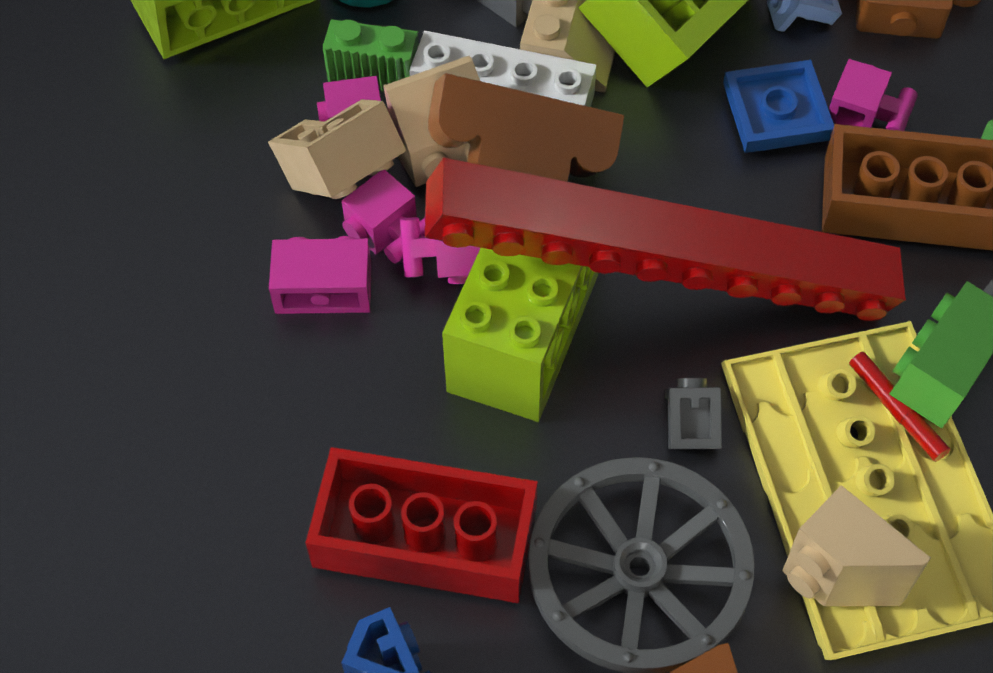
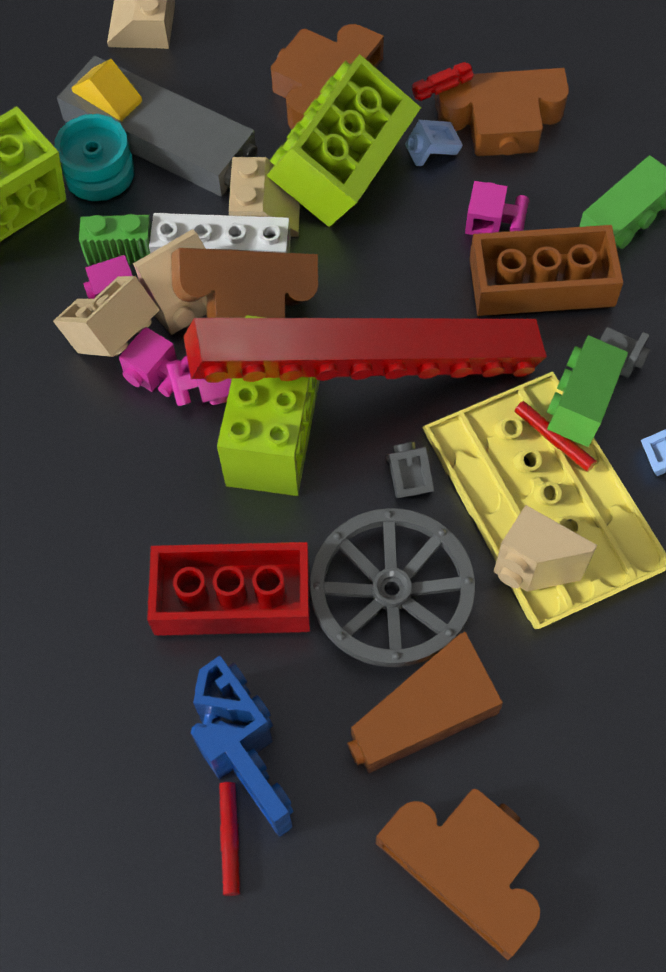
camera: 10 degrees left, 5 degrees up
(320, 275) = (114, 416): dark pink brick -> none
(778, 106) = (428, 225): blue plate -> none

